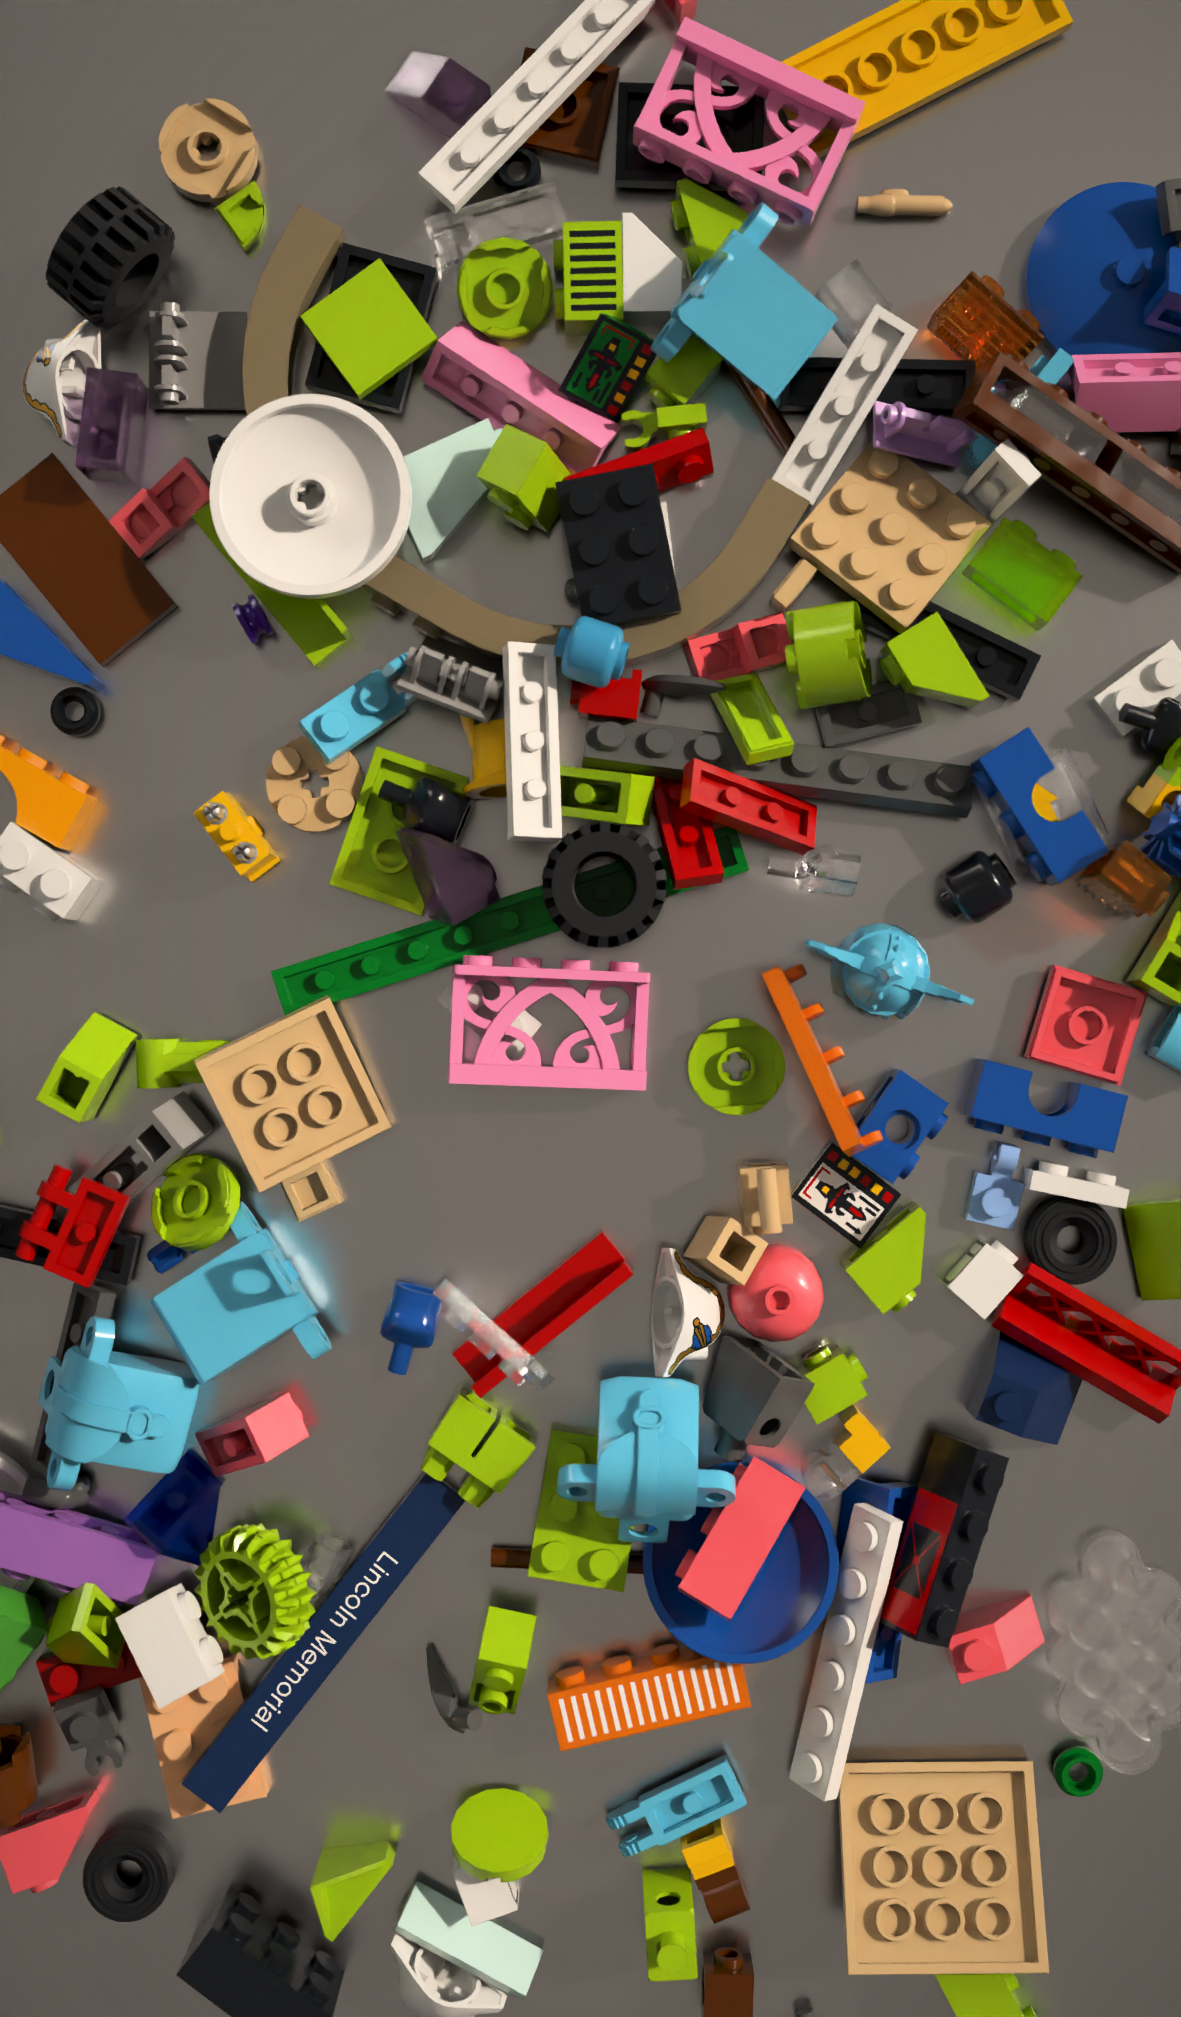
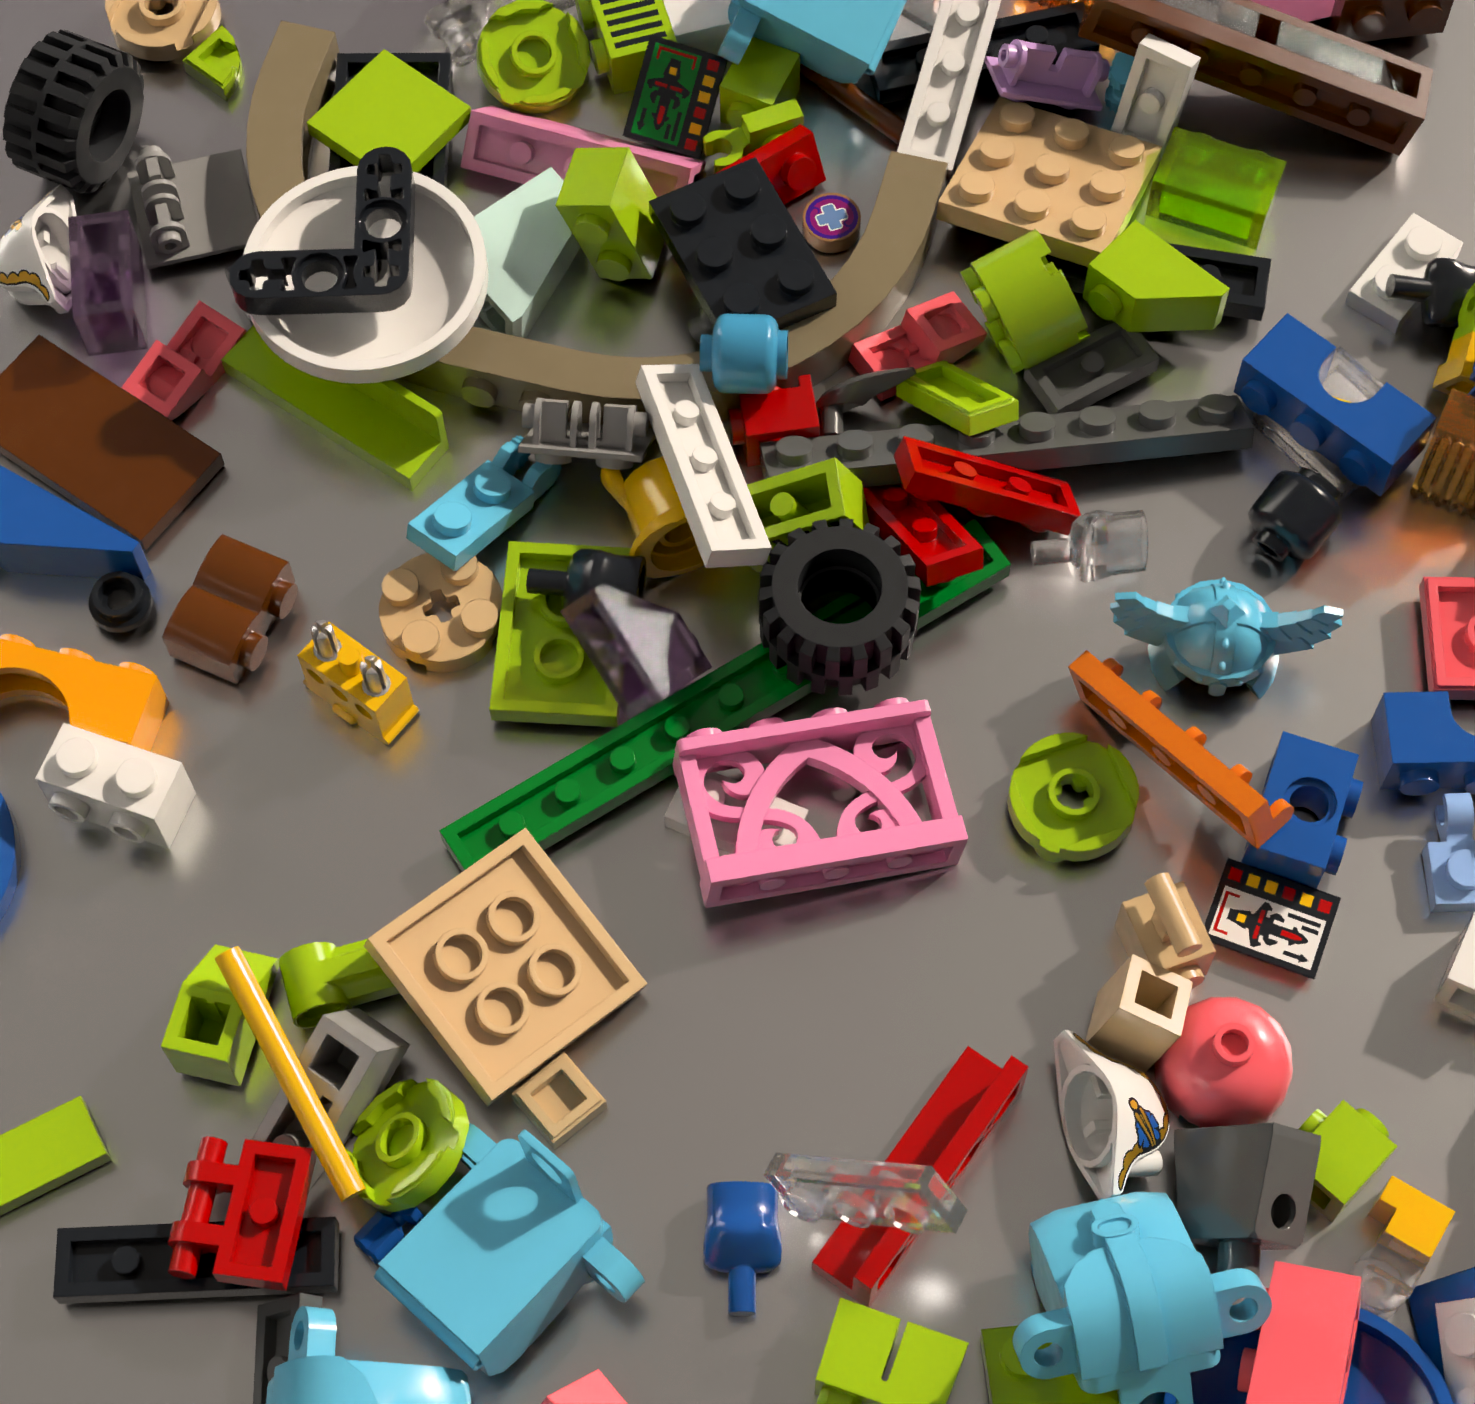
camera: 20 degrees left, 25 degrees down
(121, 1141) = (290, 1074): none -> yellow bar
(155, 745) = (230, 609): none -> reddish brown brick
(253, 618) = (321, 446): dark purple bush -> none
(298, 500) = (355, 268): none -> black beam
(705, 516) = (831, 222): none -> tile
(792, 586) = (956, 257): tan tile -> none
(891, 1261) = (1360, 981): lime slope -> none

